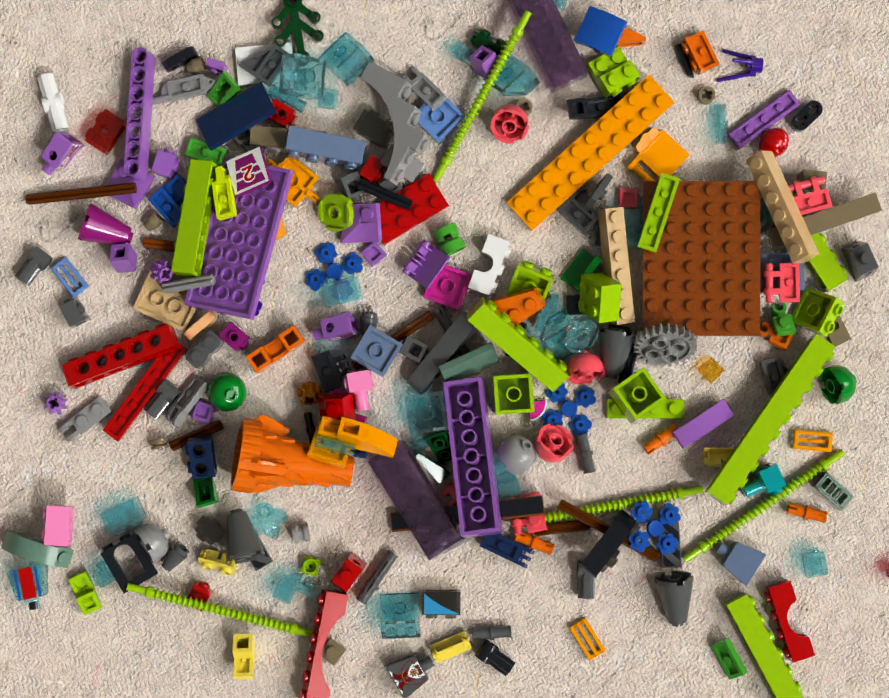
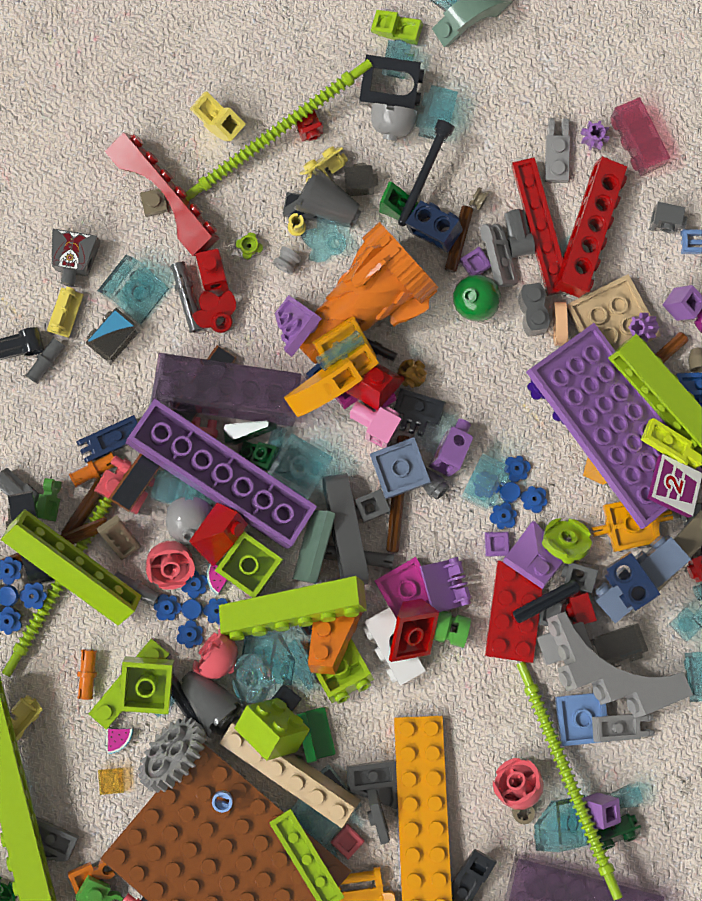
camera: 125 degrees right, 5 degrees down
(33, 373) = (639, 137): none -> clear pink brick
(58, 525) = (478, 45): bright pink brick -> none
(135, 501) = (443, 130): none -> black piece
(175, 556) = (361, 130): dark grey cone -> none
(188, 283) = (610, 342): light grey axle -> none
(234, 337) = (523, 347): magenta brick -> none
(276, 349) = (479, 375): orange arch -> none
(276, 542) = (298, 229): none -> light yellow pin
(290, 584) = (246, 213): clear light blue brick -> none
(328, 149) = (636, 578): none -> dark blue brick
(338, 490) = (296, 323): none -> medium lavender wing
(371, 553) = (214, 307): none -> red plate
(469, 260) = (413, 630): none -> red slope
(509, 428) = (218, 533): none -> red slope
(563, 489) = (119, 537): none -> dark tan plate
(577, 552) = (48, 502): none -> bright green plate
(605, 500) = (71, 567): none -> lime brick
(670, 289) = (221, 805): none -> light blue hinge
(683, 387) = (118, 739): none -> dark pink tile
(702, 423) = (66, 728): medium lavender slope -> none

